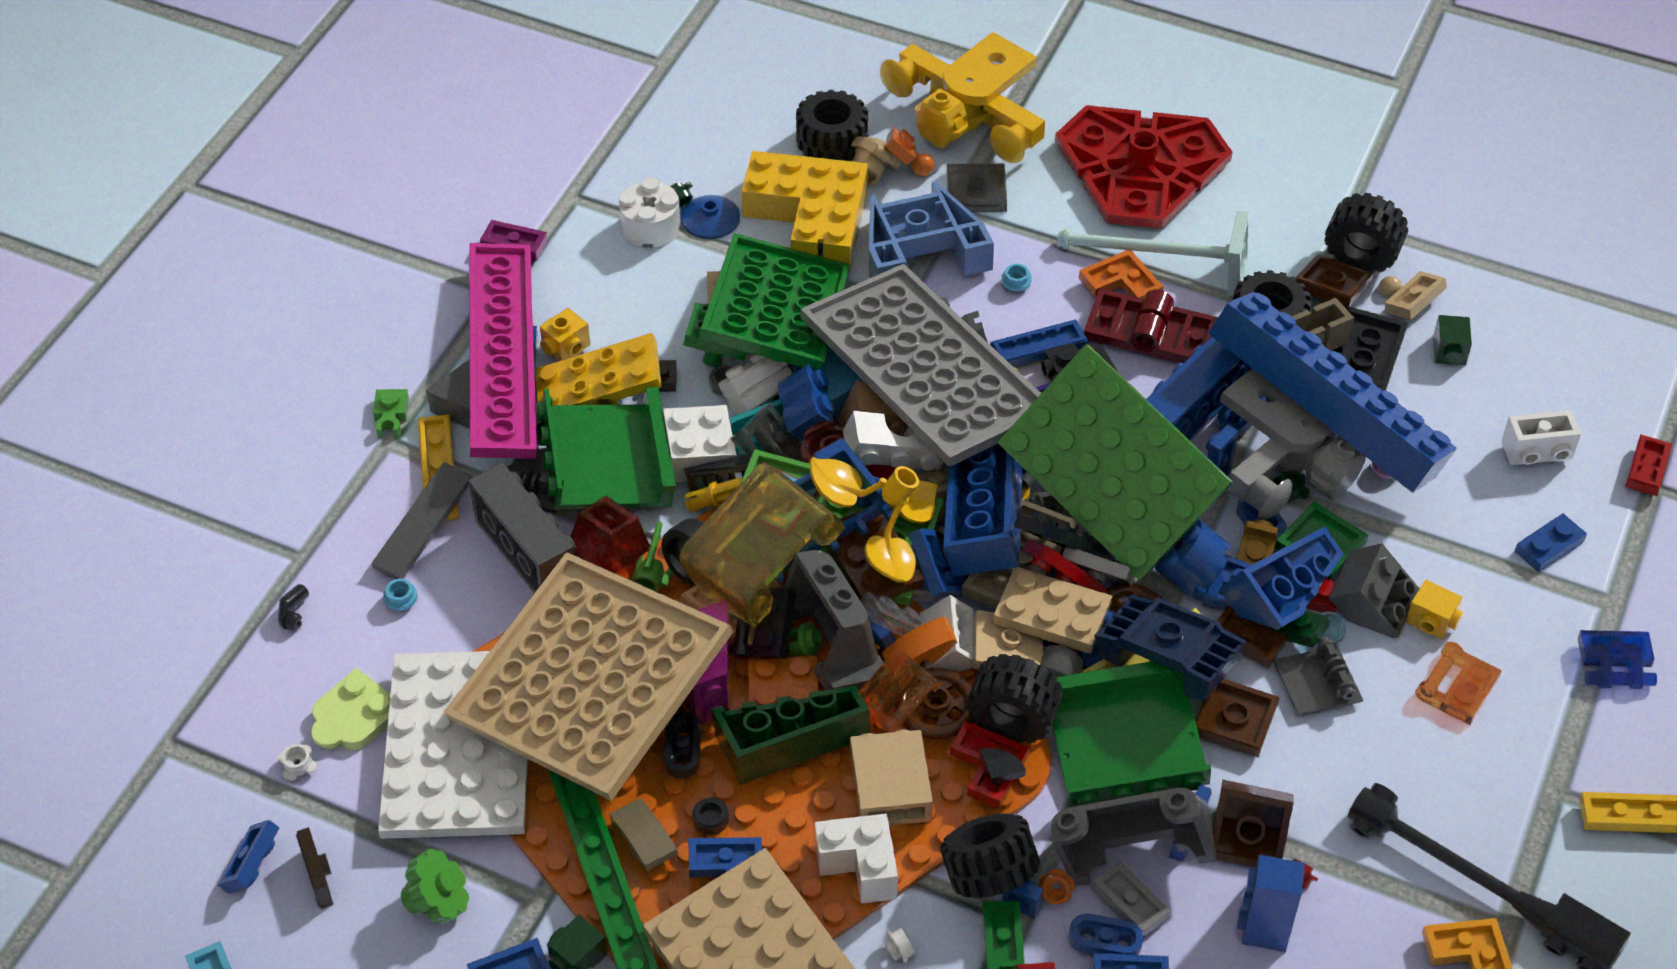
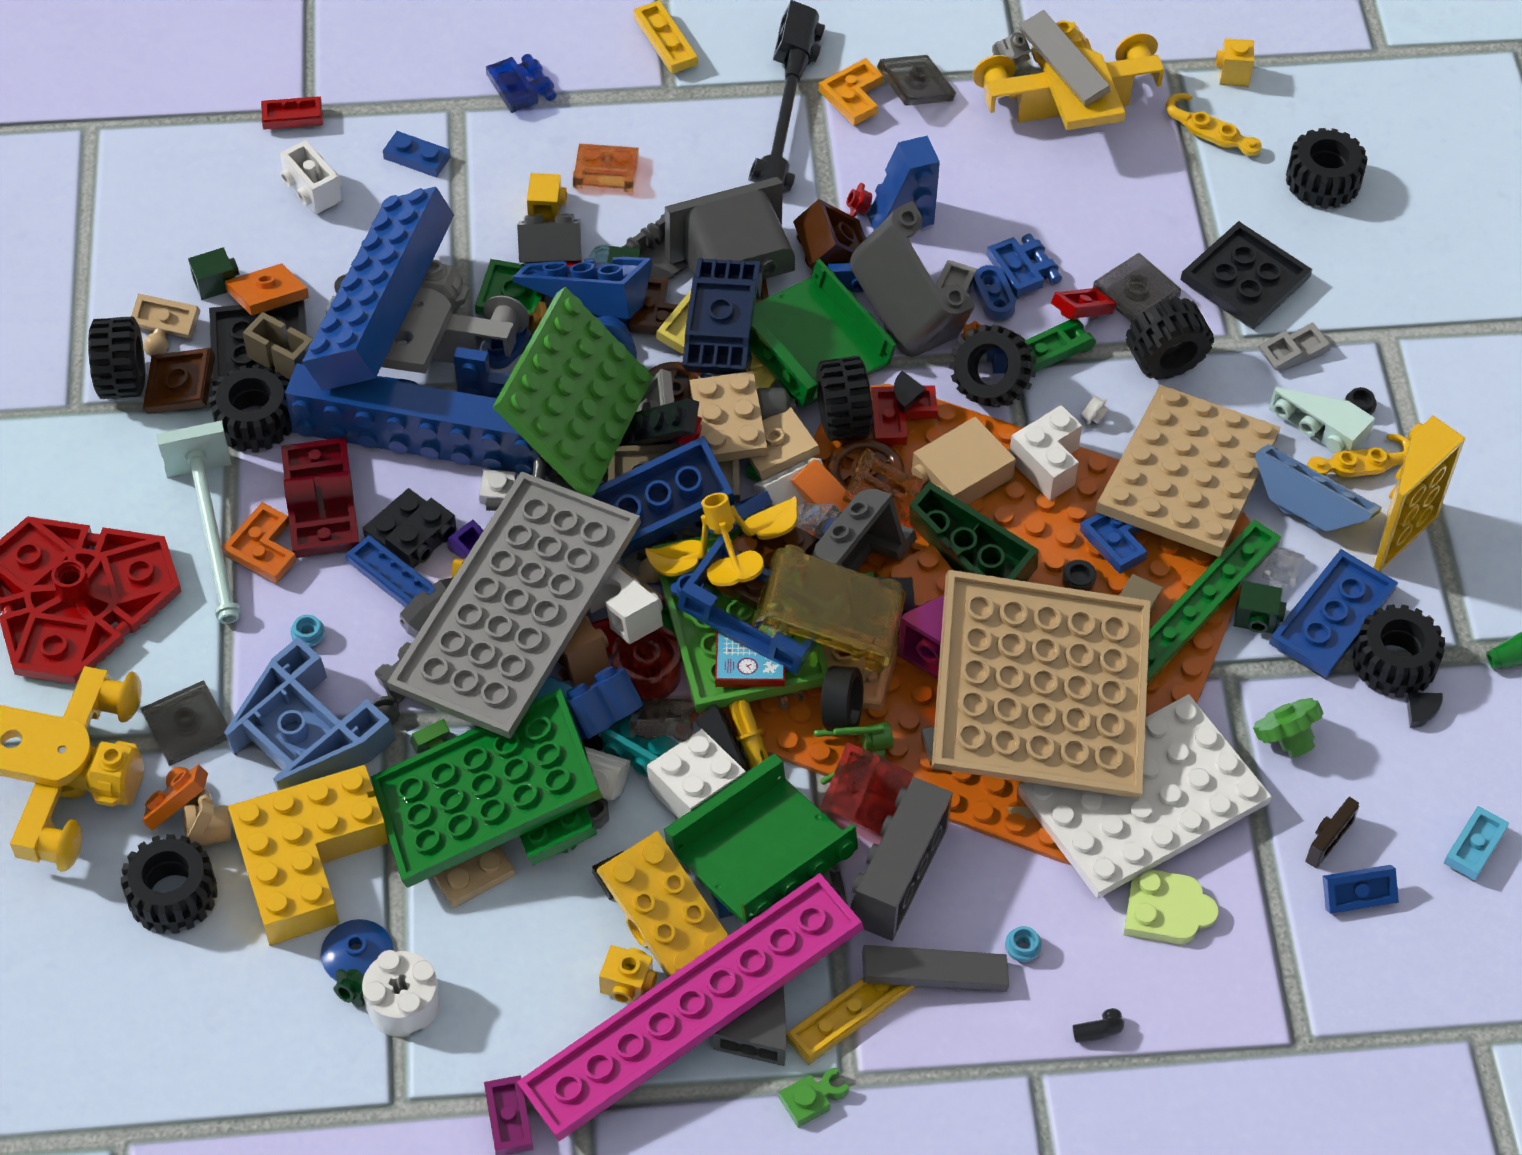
camera: 120 degrees left, 5 degrees up
(293, 754) = (1249, 909): white plate -> none
(1282, 720) = (731, 226): none -> dark grey windscreen
(1410, 365) = (266, 289): none -> orange plate

